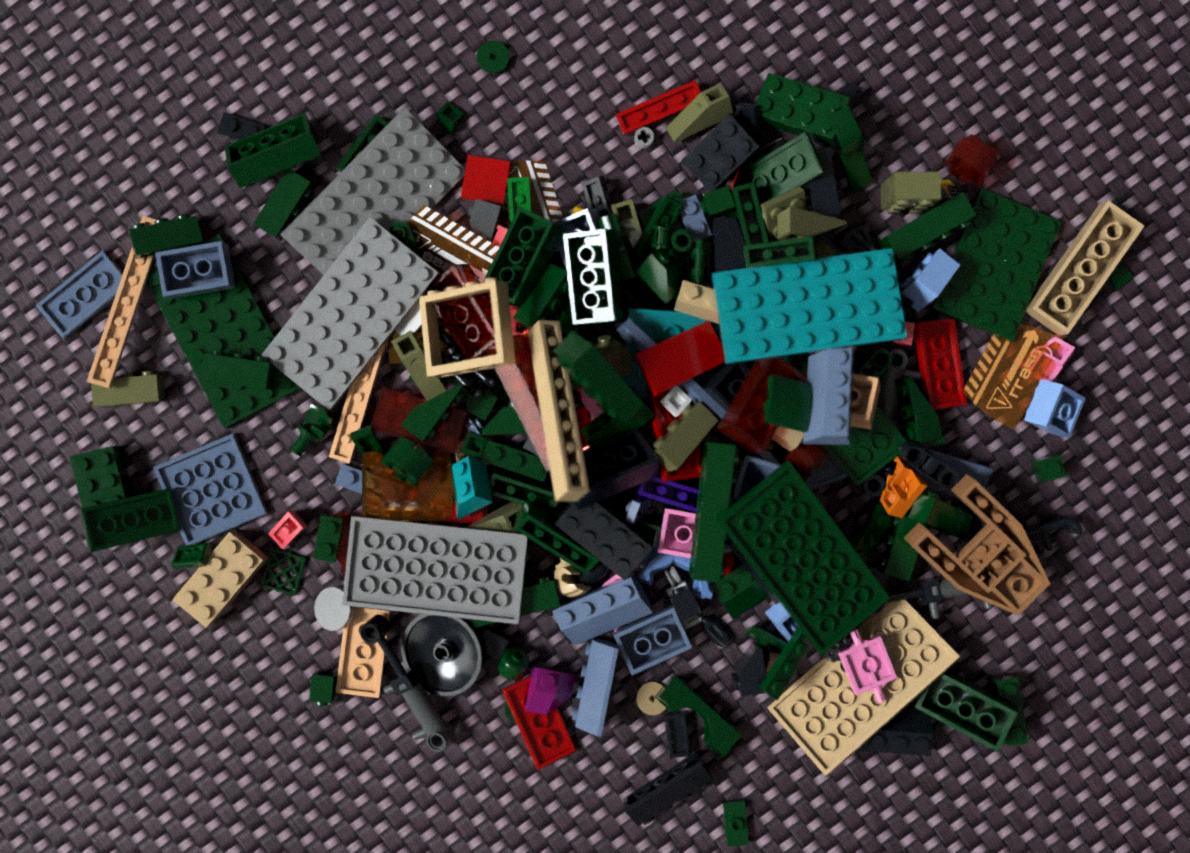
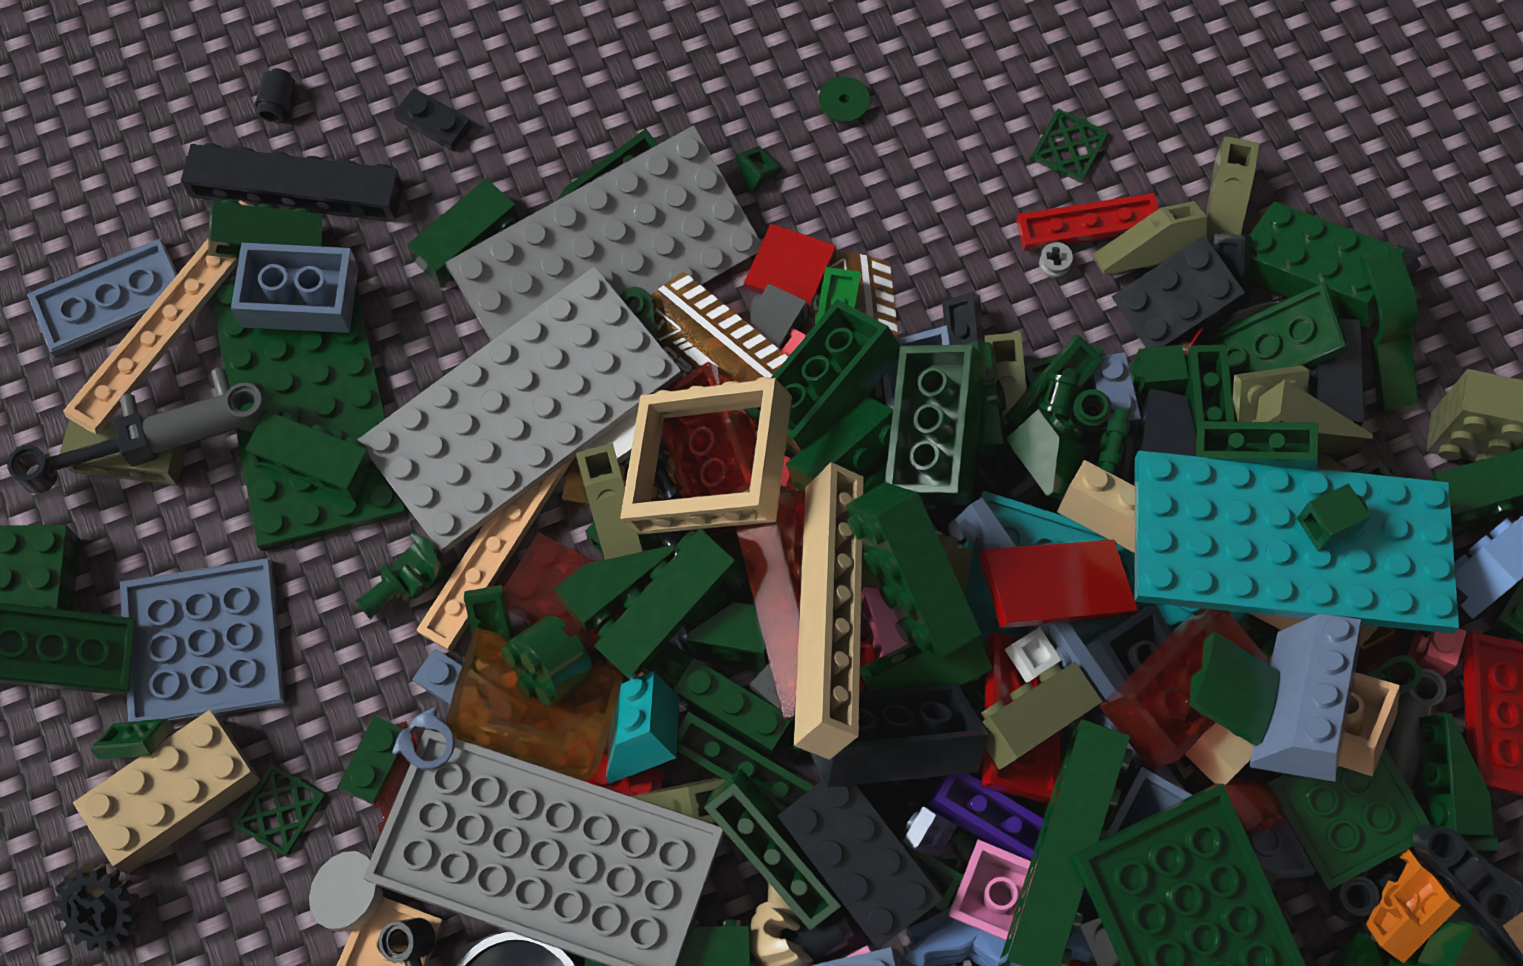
camera: 10 degrees right, 20 degrees down
(140, 137) = (275, 95): none -> black brick
(140, 384) = (142, 438): none -> piece
(169, 195) = (292, 182): none -> black brick
(204, 648) = (96, 907): none -> black gear
(272, 150) = (470, 149): dark green brick -> none
(288, 529) = (310, 733): coral slope -> none
(353, 513) = (429, 721): none -> sand blue piece
(466, 418) = (666, 603): none -> dark green brick
(633, 72) = (1080, 125): none -> dark green window
(741, 69) = (1231, 186): none -> olive slope
(829, 291) = (1333, 517): none -> dark green brick

